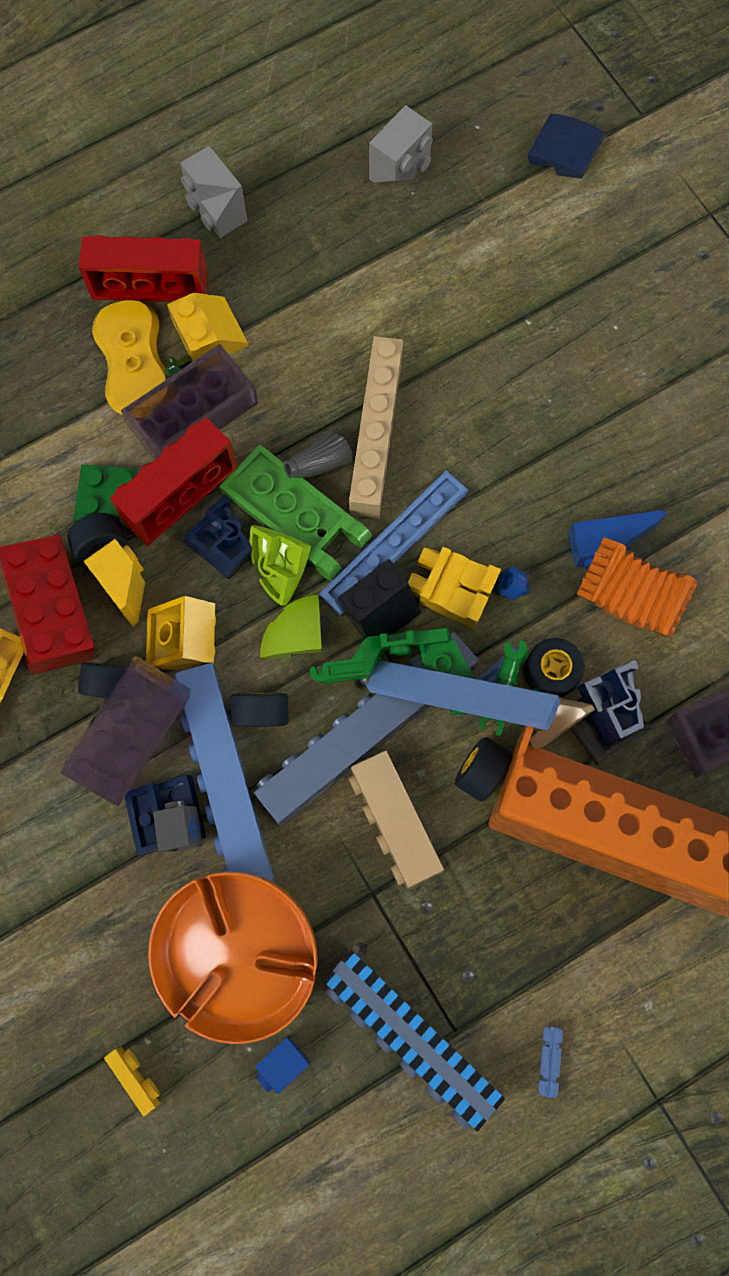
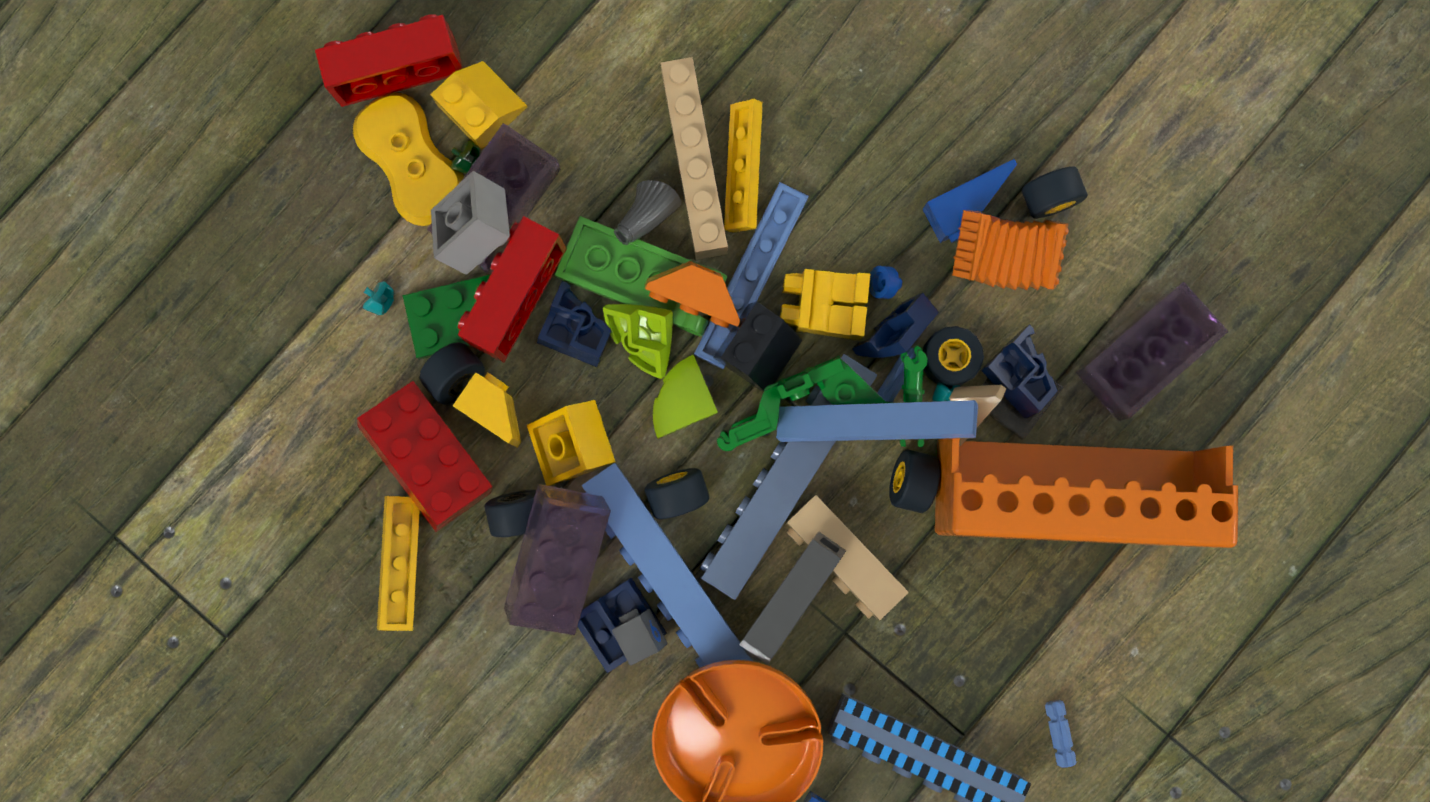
camera: 20 degrees left, 10 degrees up
(61, 462) = (380, 298): none -> teal piece
(157, 411) = (469, 223): none -> light grey slope
(330, 838) = (792, 598): none -> dark grey slope
(339, 535) = (696, 290): none -> orange slope
(418, 447) = (743, 166): none -> yellow plate
(512, 627) = (899, 329): none -> dark blue slope
(693, 550) = (1054, 192): none -> black wheel

